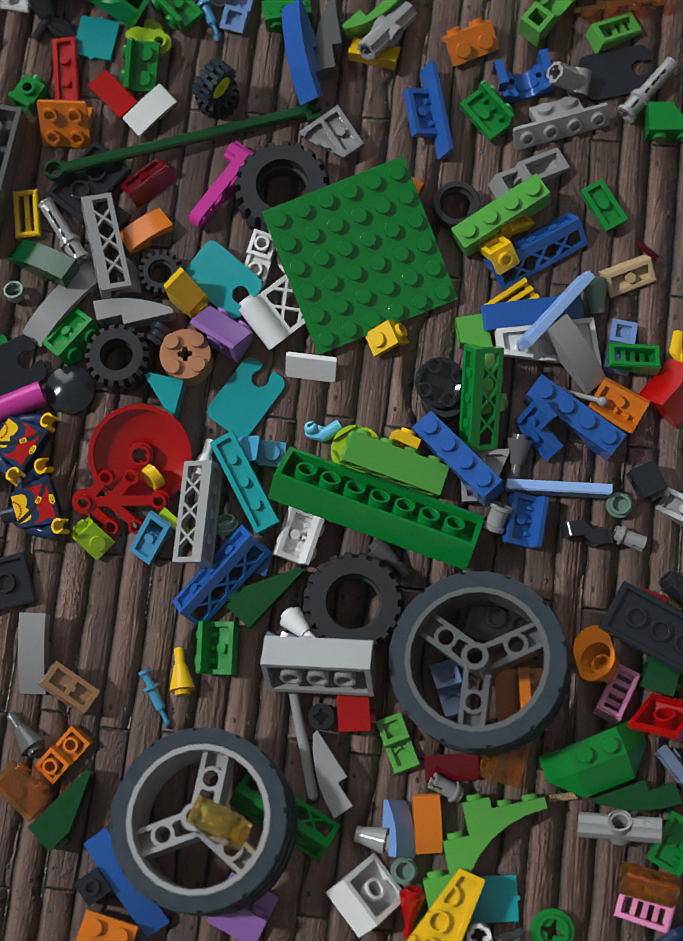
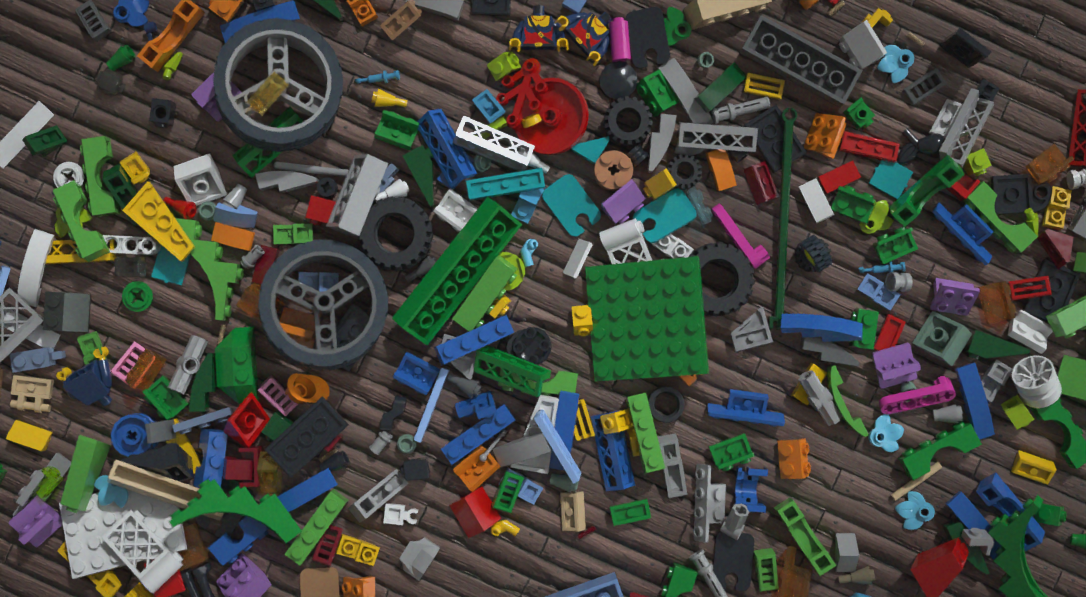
camera: 100 degrees right, 10 degrees up
(190, 247) = (696, 198): none -> clear light blue plate
(497, 517) = (424, 354): light grey bush -> none

